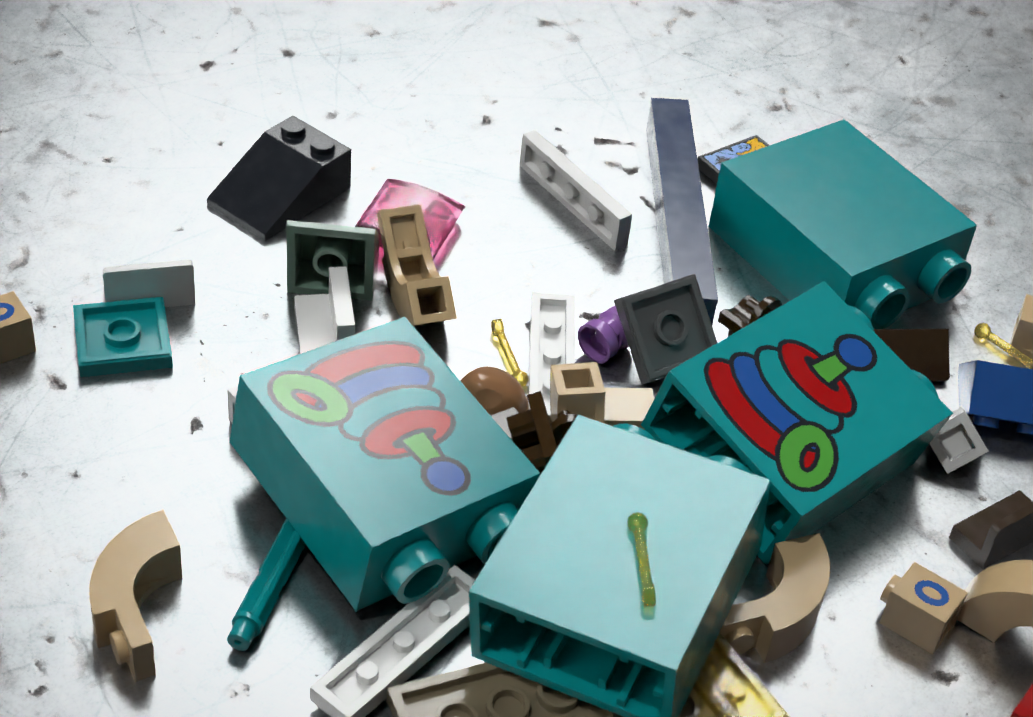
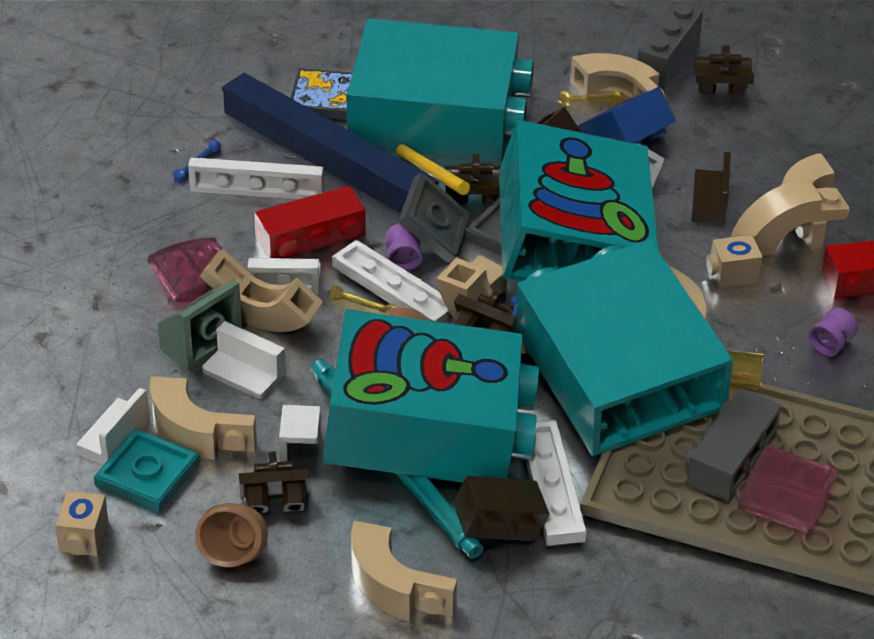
camera: 45 degrees left, 0 degrees up
(69, 434) = (231, 534): none -> medium nougat hat
(181, 425) = (274, 480): none -> dark brown hips
(200, 312) = (195, 428): none -> tan arch
(283, 178) = (83, 305): black slope -> none
(302, 620) = (501, 508): none -> dark brown brick
(476, 279) = (284, 271): none -> white panel
(560, 254) = (310, 223): none -> red brick
(591, 145) = (180, 174): none -> blue hinge
(638, 523) = (678, 335): clear yellow hinge -> none
(732, 290) = (433, 169): none -> yellow bar

